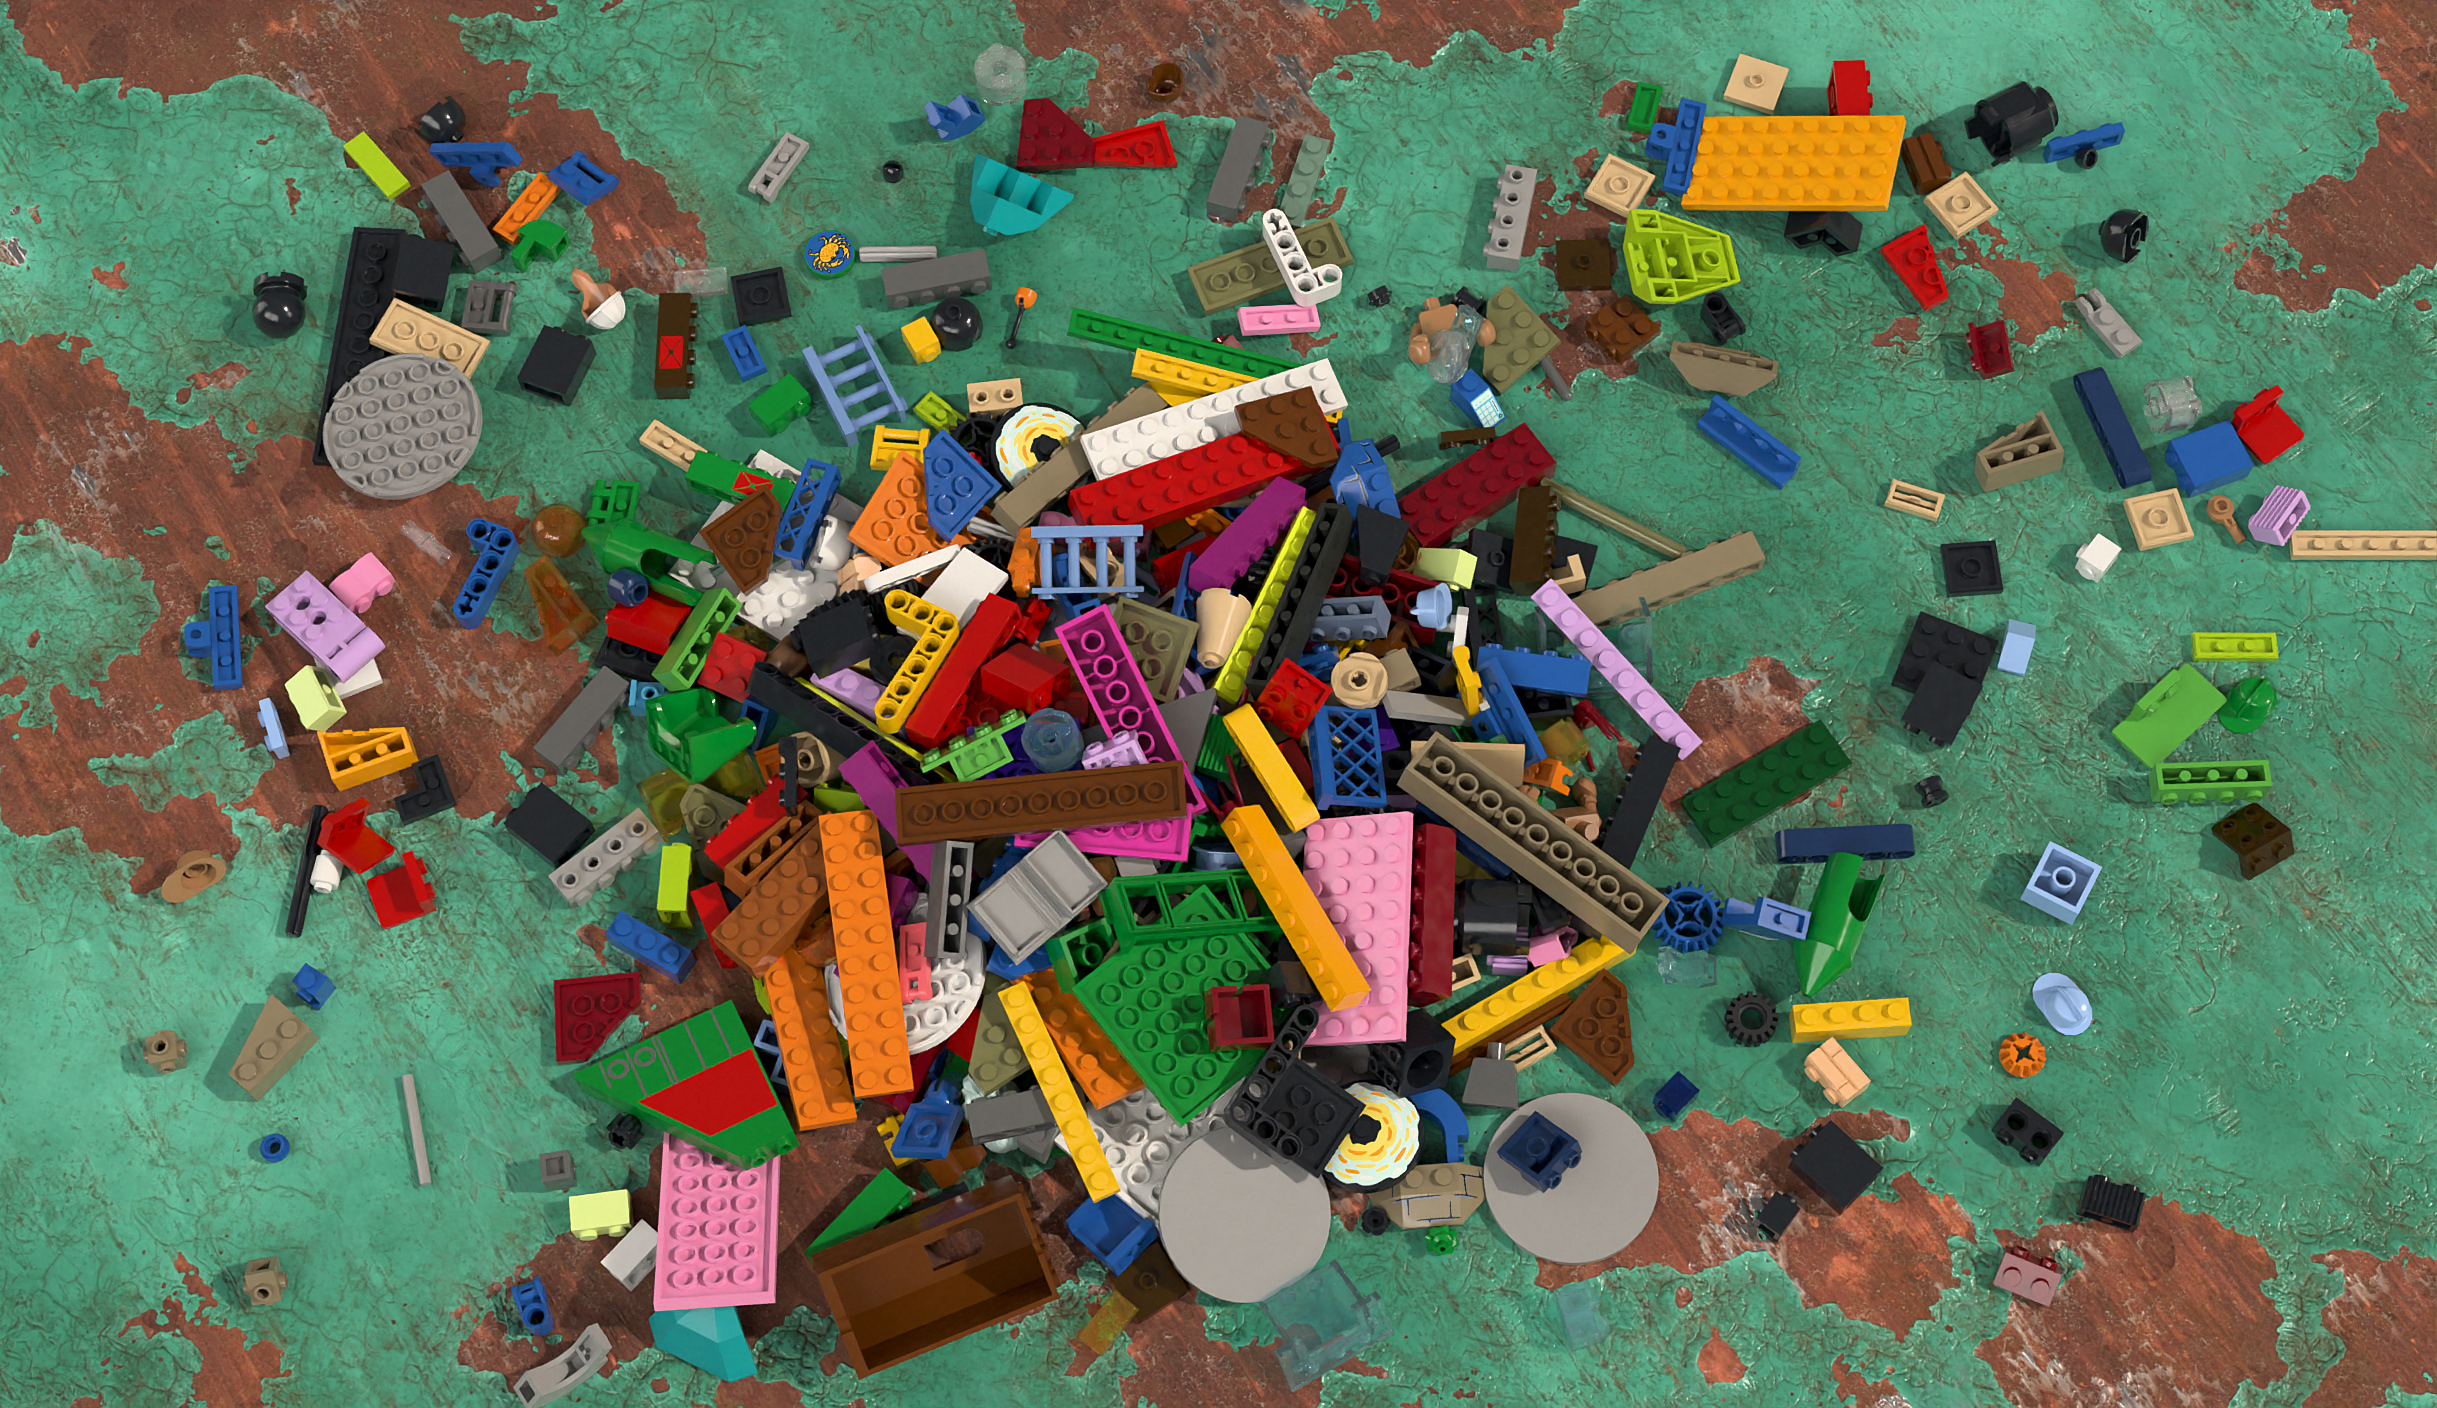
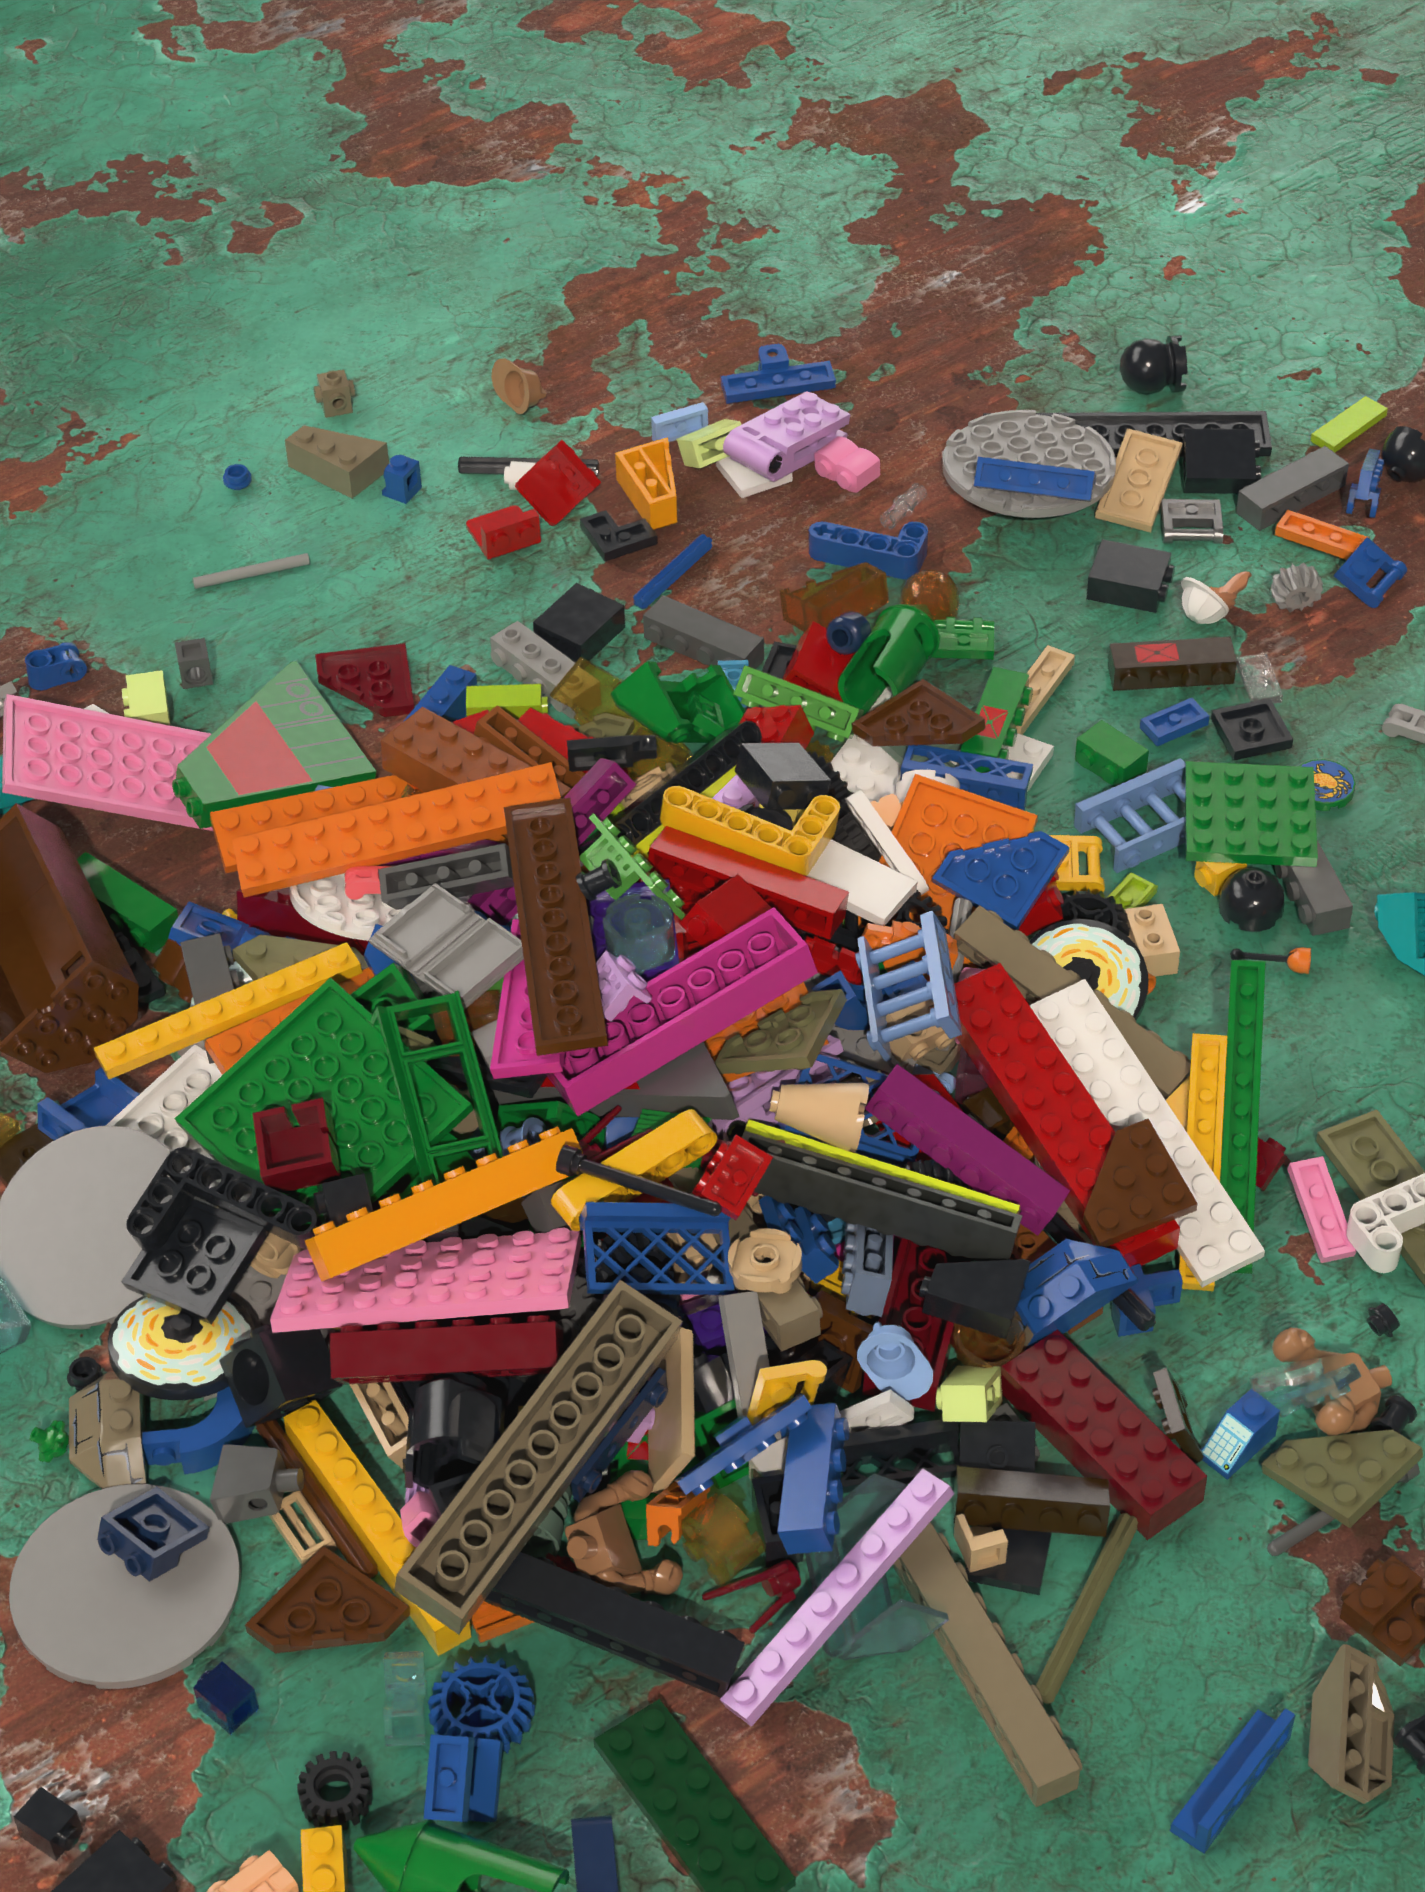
camera: 85 degrees right, 20 degrees down
(265, 1281) = (97, 479): dark tan brick -> none
(445, 416) = (1034, 479): none -> blue fence
(482, 745) = (672, 571): none -> blue axle
(537, 238) = (1280, 545): green brick -> none
(600, 235) = (1296, 587): none -> light grey gear
(625, 1131) = (231, 705): black gear -> none
(713, 712) = (705, 715): none -> green plate
(877, 306) = (1250, 814): none -> green plate
(897, 253) = (1338, 843): light grey axle -> none
(1006, 762) = (599, 880): none -> black bush
(1272, 806) = (573, 1162): none -> black piece

